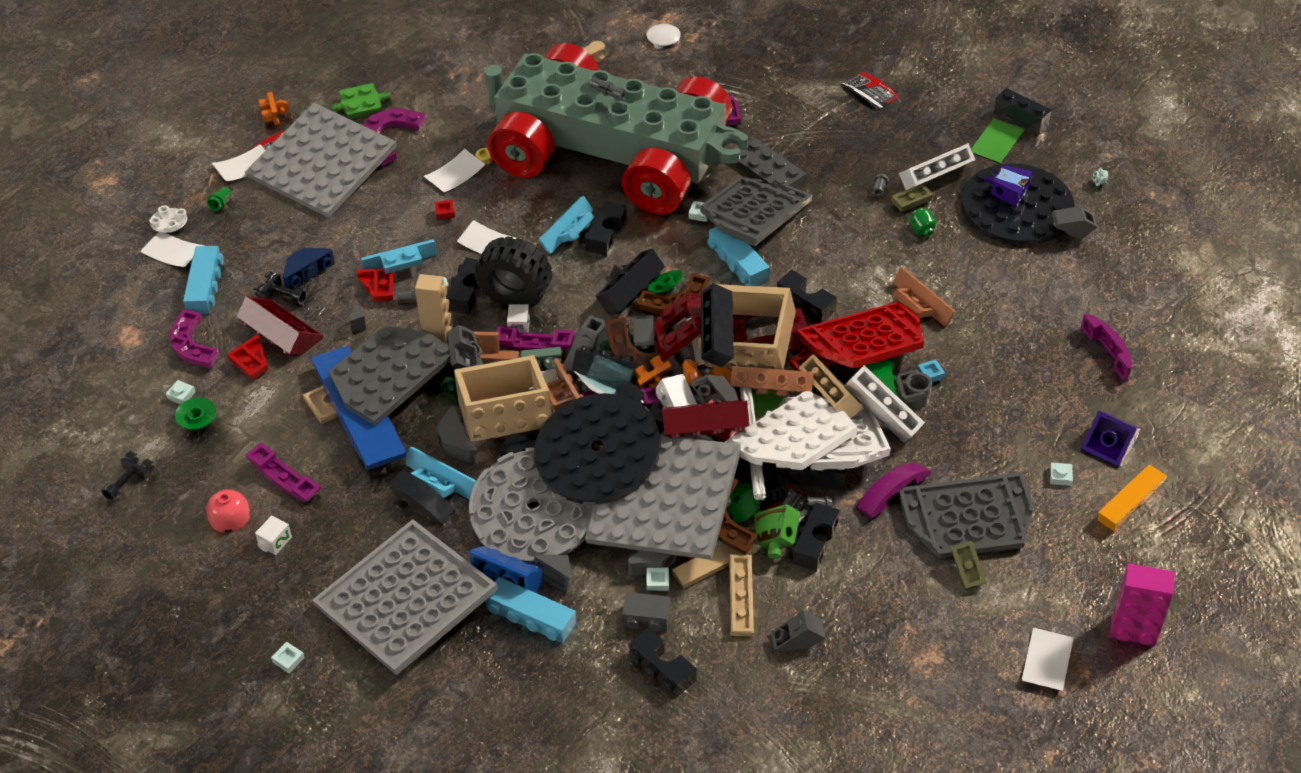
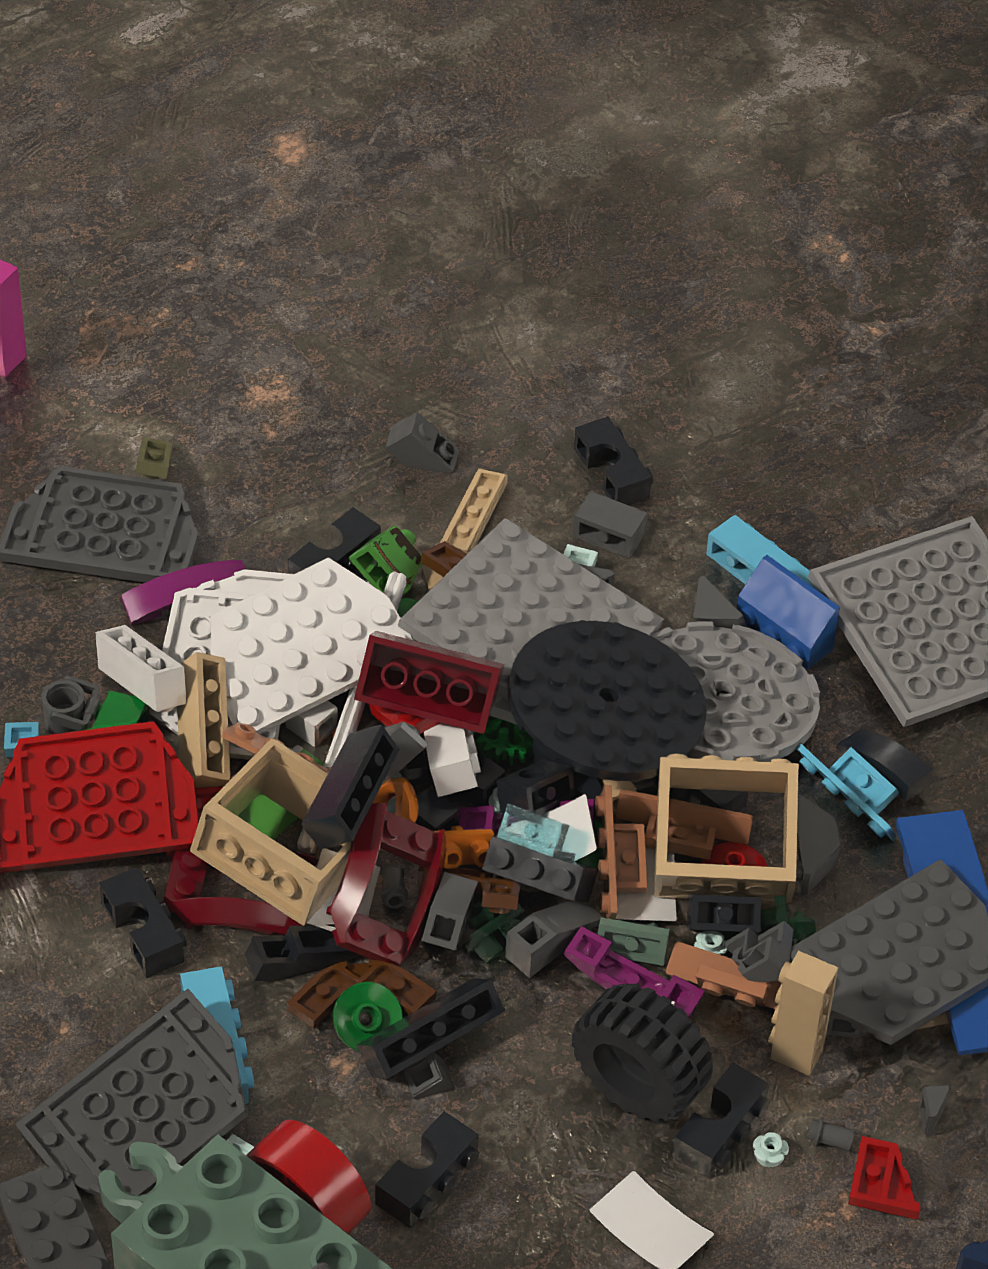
camera: 165 degrees left, 0 degrees up
(401, 257) = (832, 1210): medium azure bracket -> none
(568, 225) = (489, 1191): medium azure bracket -> none
(1047, 659) = (125, 348): white sticker -> none

